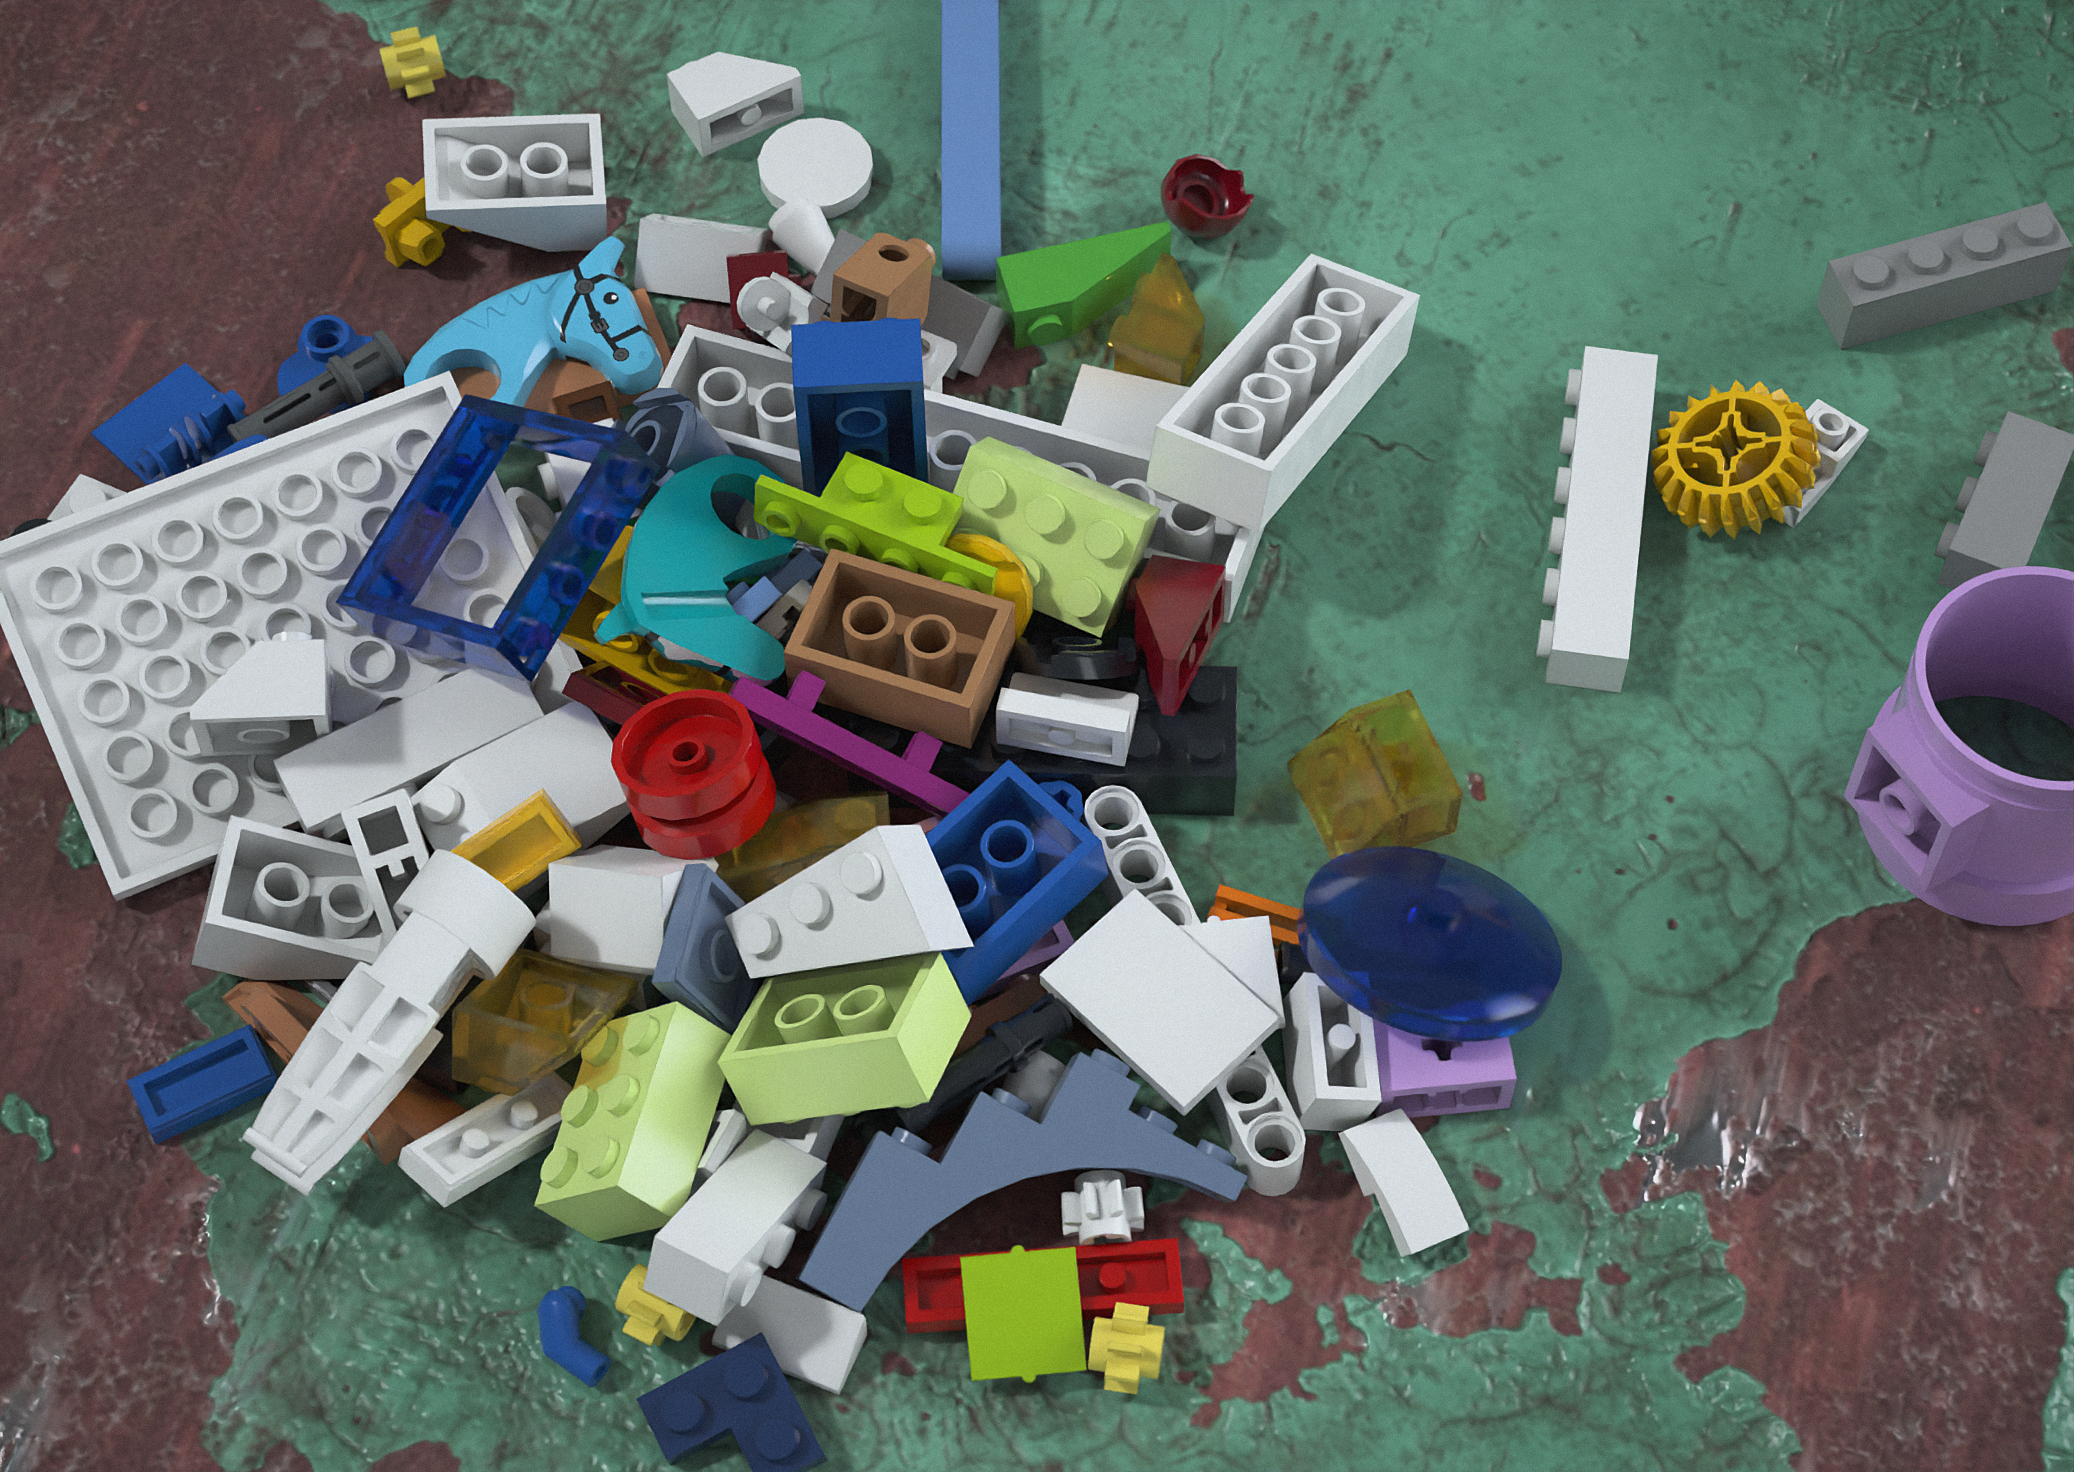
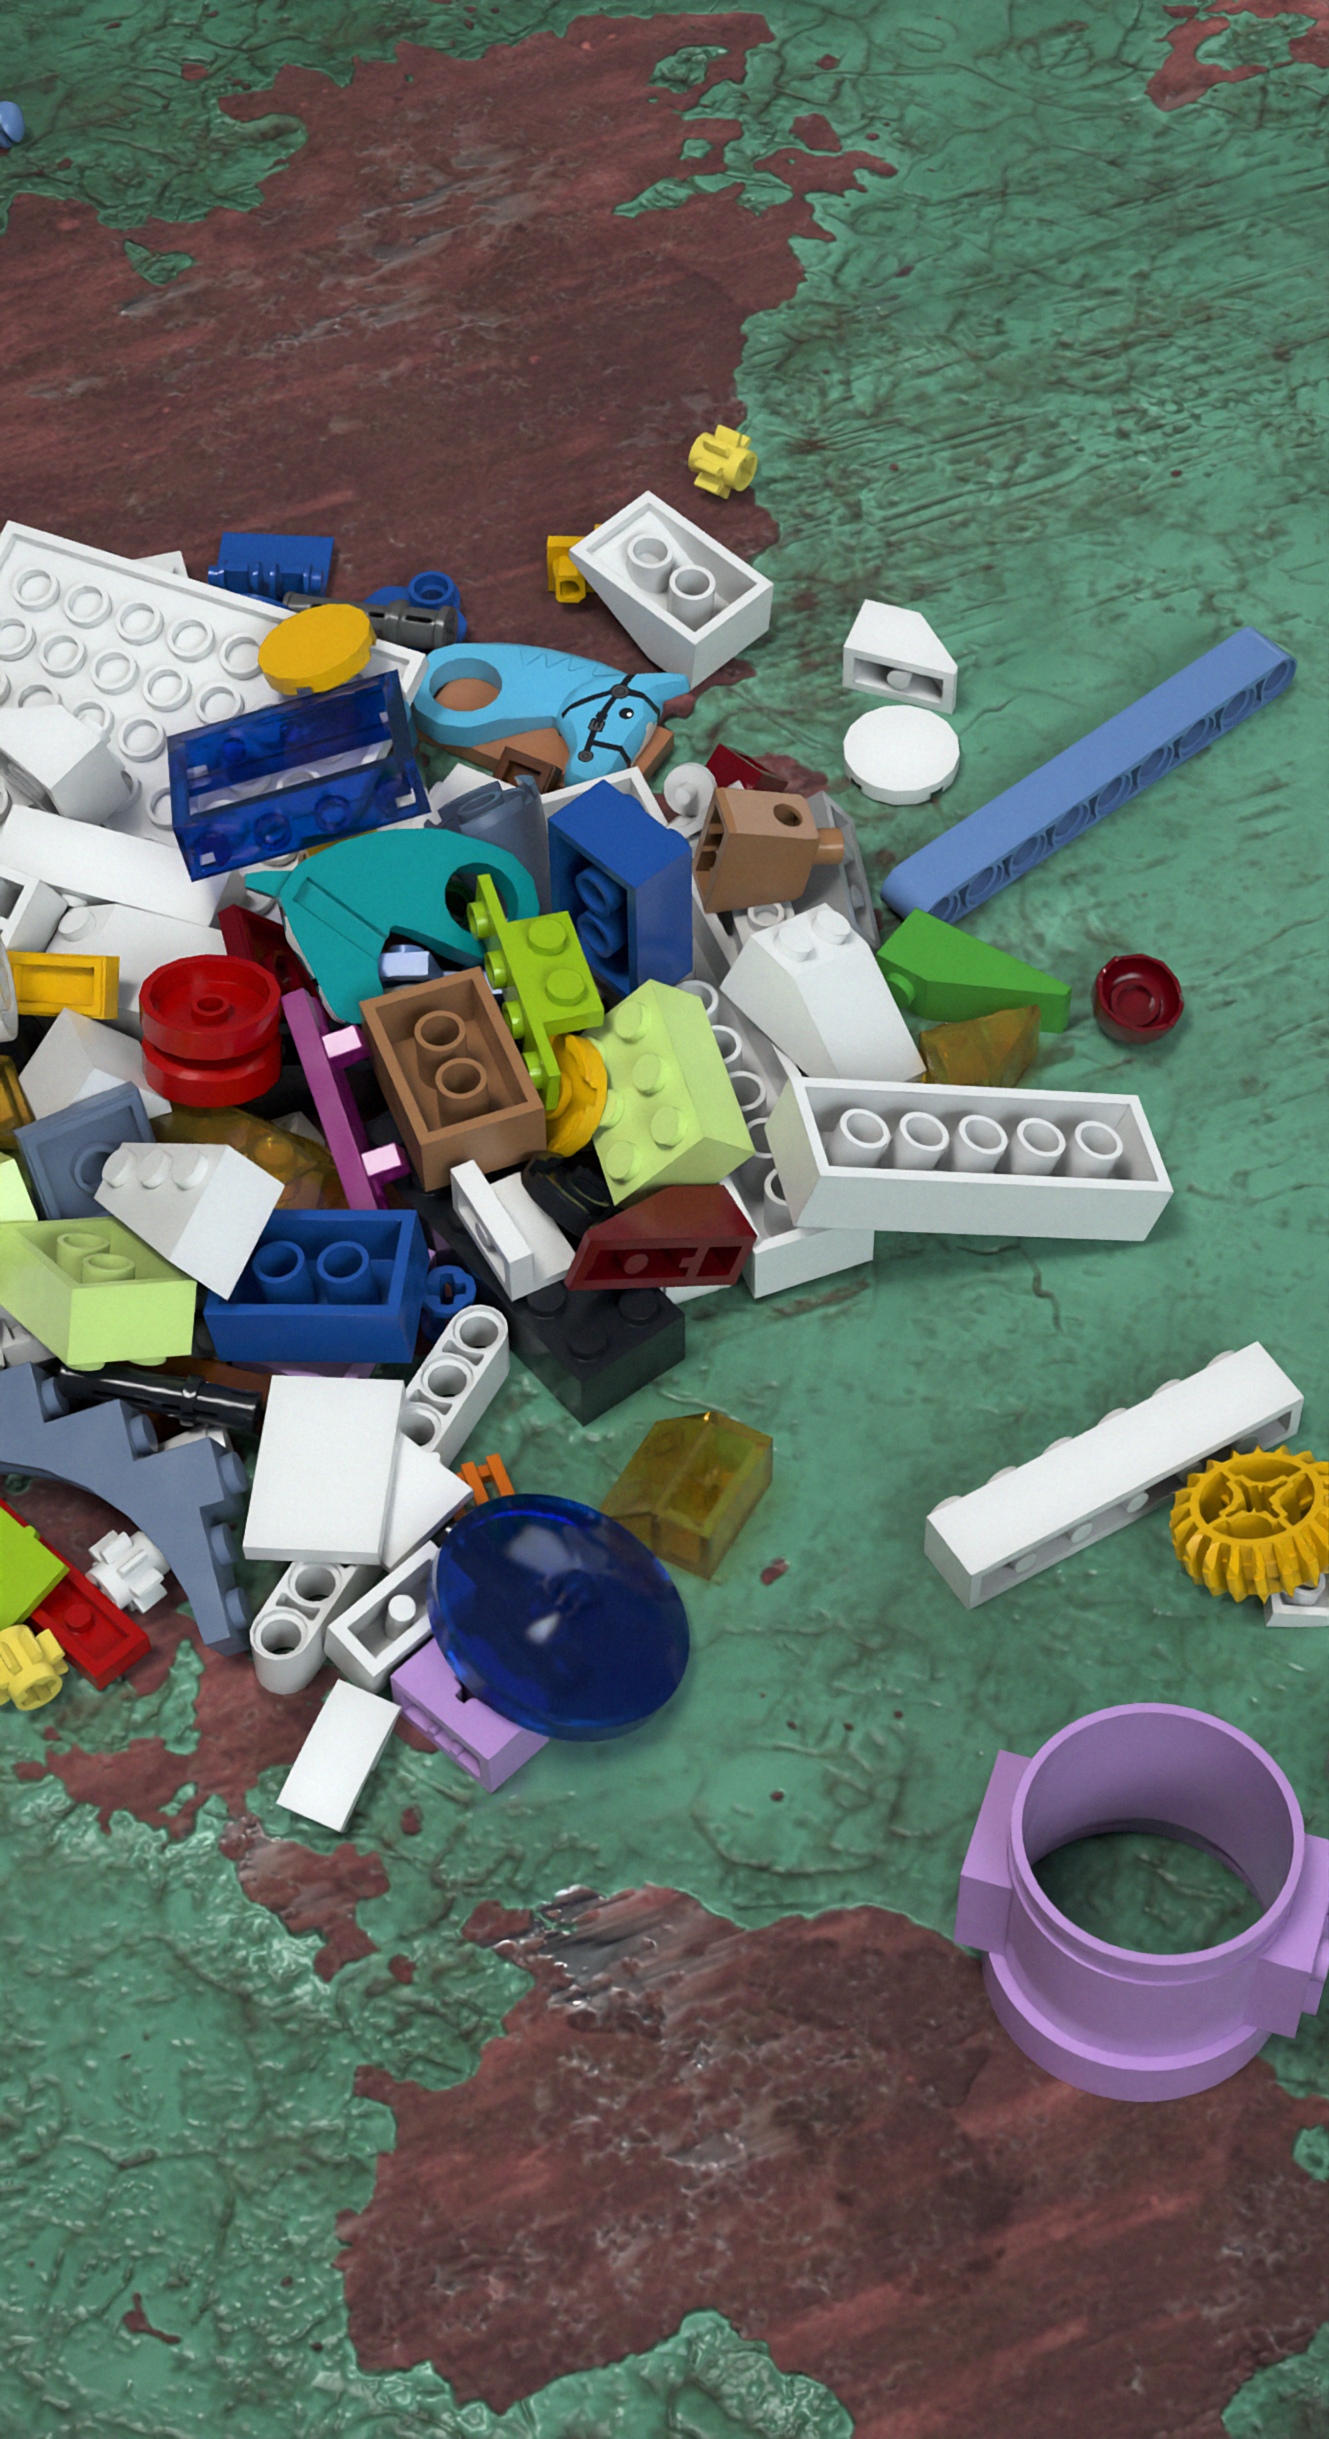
camera: 50 degrees right, 5 degrees down
(376, 433) = (317, 649): none -> yellow tile
(690, 255) = (739, 721): white panel -> none
(803, 233) = (829, 773): white cone -> none
(1046, 375) = (823, 1000): none -> white slope

